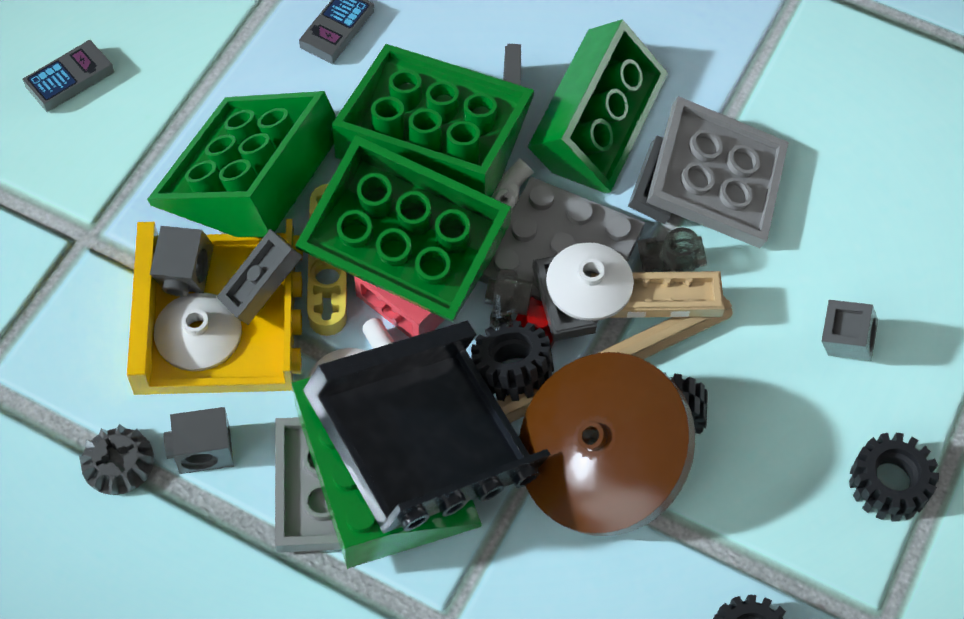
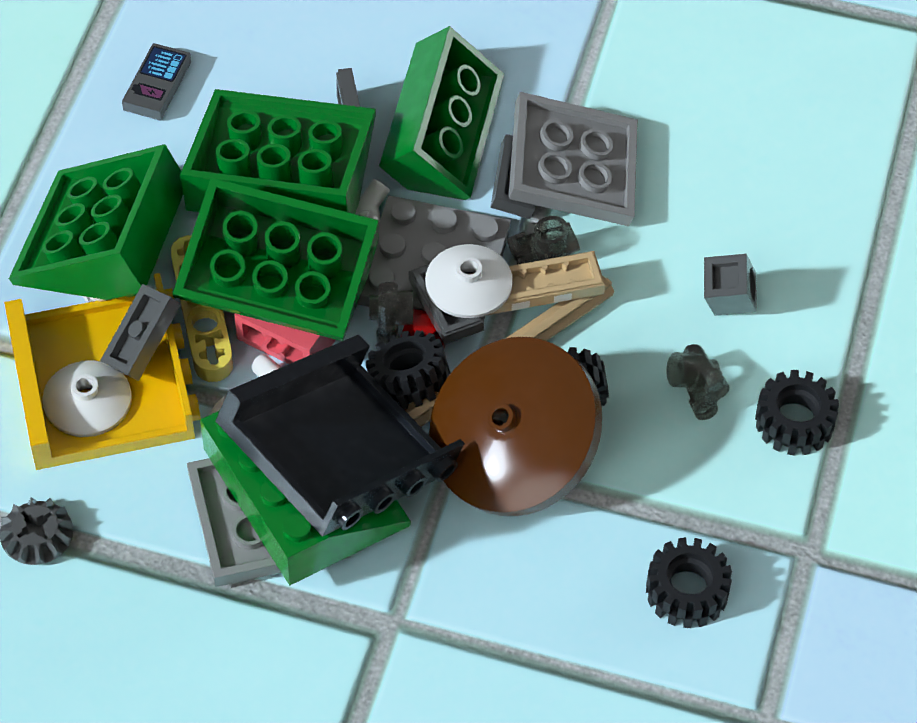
camera: 10 degrees left, 5 degrees down
(181, 260) = (57, 331): dark grey brick -> none
(199, 440) = (116, 497): dark grey brick -> none
(802, 422) = (700, 377): none -> clear smoke plate

